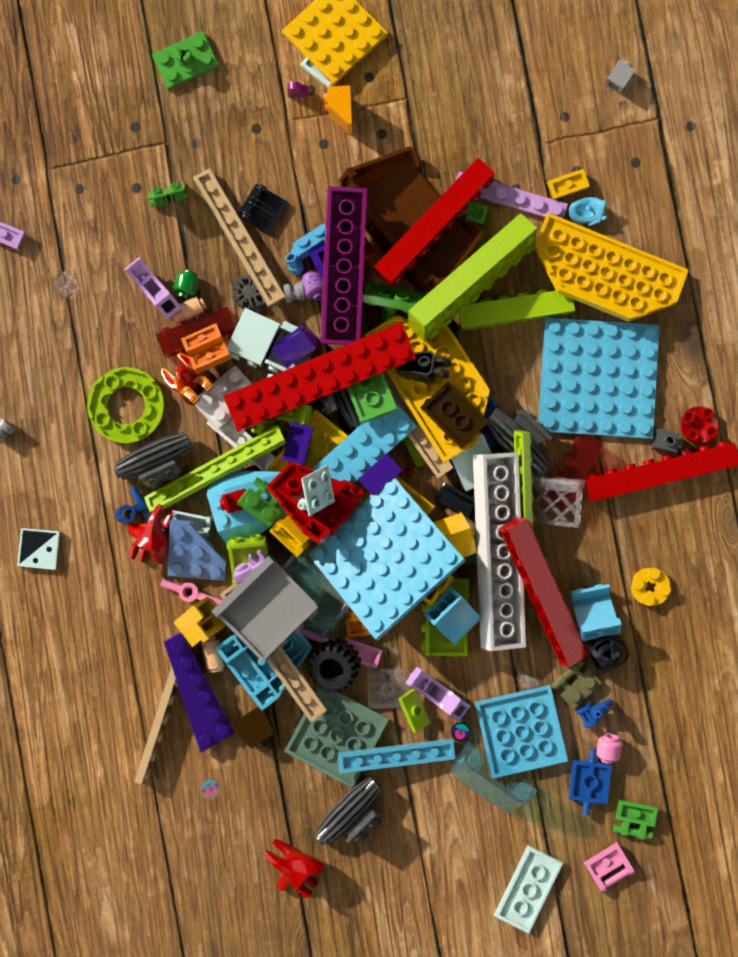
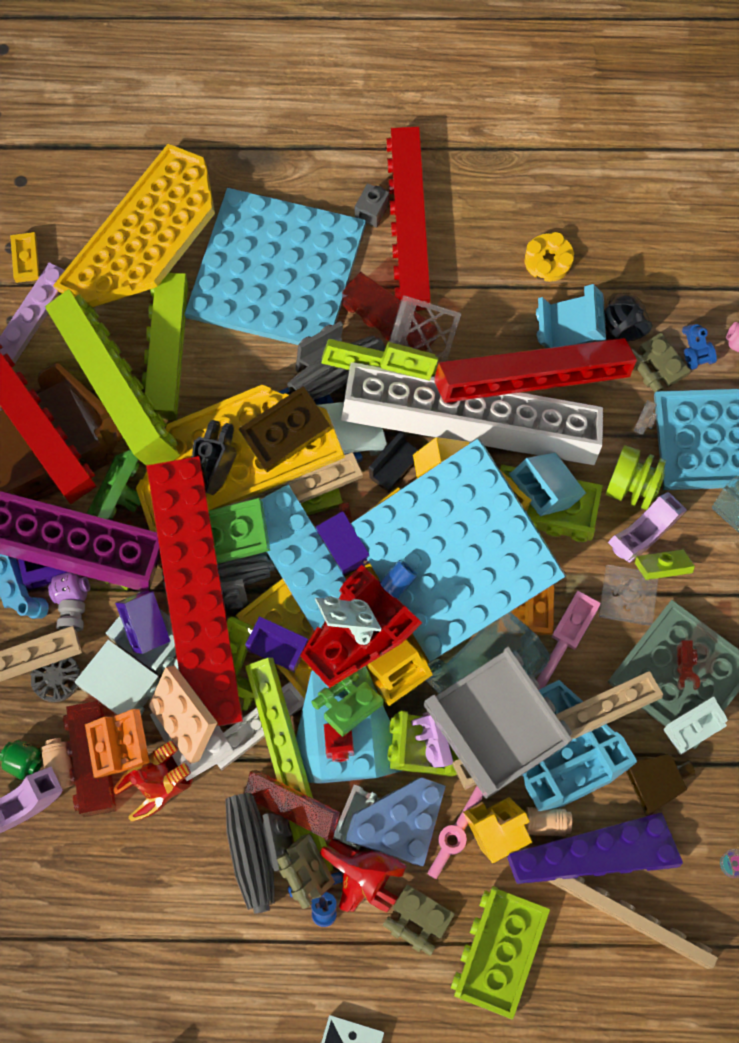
camera: 80 degrees left, 15 degrees down
(98, 405) = (131, 868): lime plate -> none
(120, 637) = (500, 952): none -> lime bracket
(137, 581) = (424, 913): none -> olive plate
(147, 500) = (311, 867): none -> olive plate
(188, 478) = (292, 805): none -> clear red tile
(232, 389) = (182, 714): none -> light nougat plate
(297, 748) = (696, 725): none -> light aqua hinge
(325, 674) = (608, 653): black tyre -> none
(343, 736) = (686, 659): none -> clear red plate
(356, 520) = (398, 579): none -> blue piece
(396, 756) = (722, 599): medium azure plate -> none
(460, 731) = (700, 514): tile -> none
(475, 680) = (636, 477): none -> lime wheel
(476, 213) = (30, 368): bright green plate -> none
(525, 496) = (408, 361): none -> lime plate
(588, 211) = (65, 239): medium azure hat -> none
(699, 425) = (360, 166): red dish -> none

